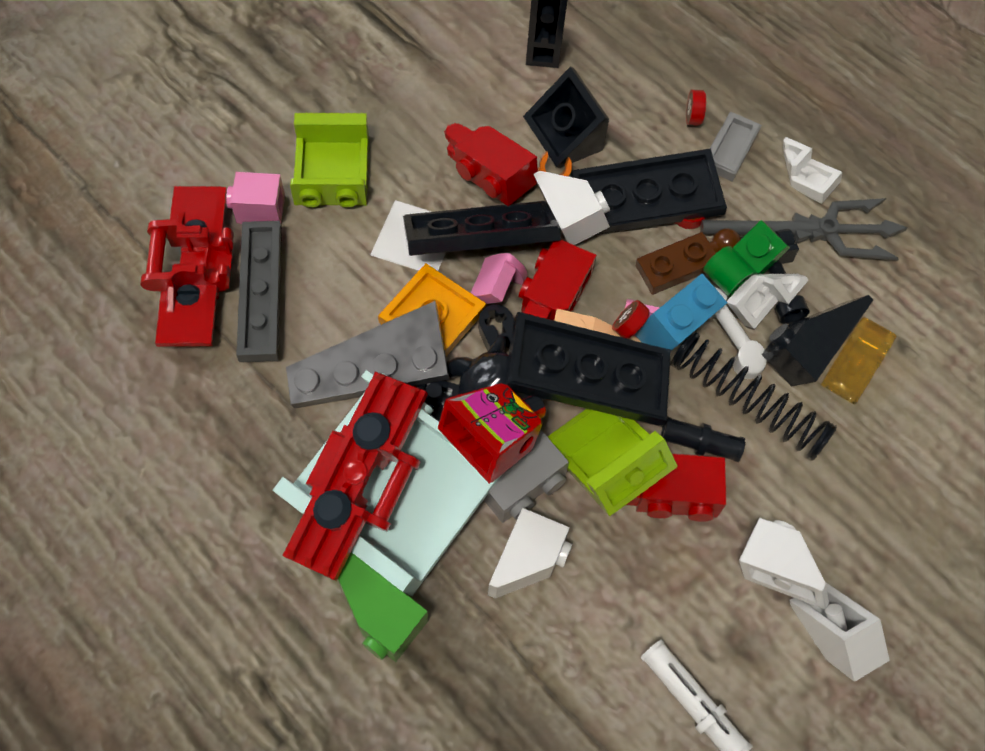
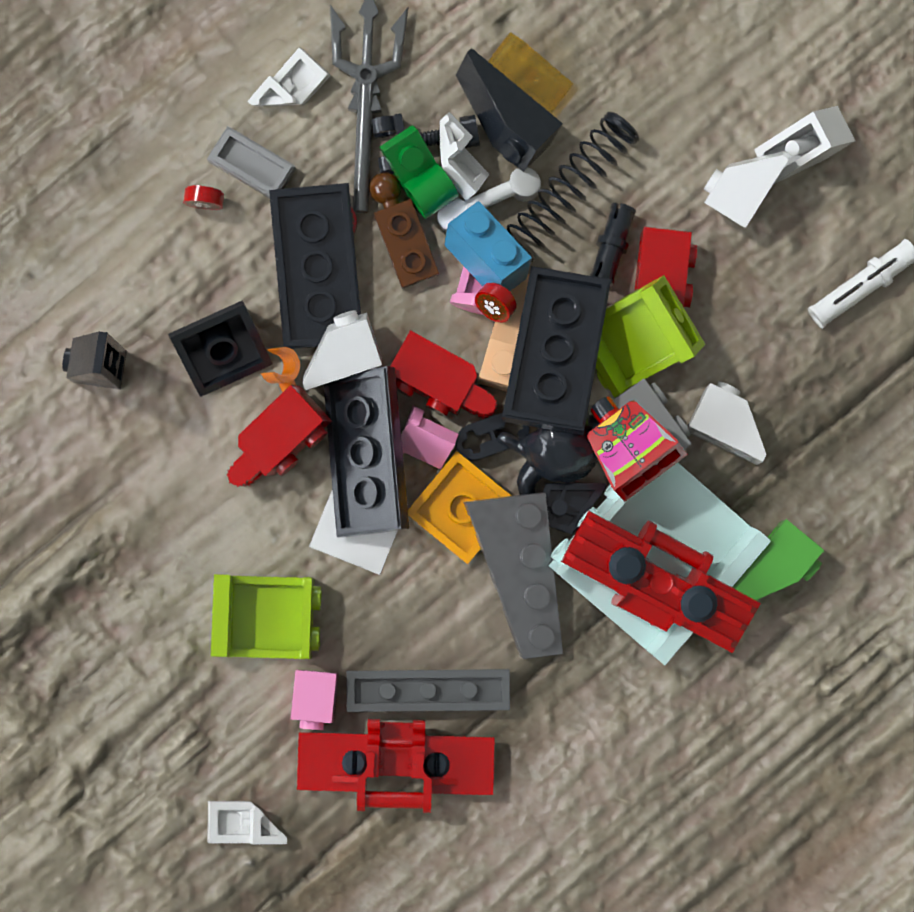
camera: 85 degrees left, 20 degrees up
(150, 153) = (240, 824): none -> white slope

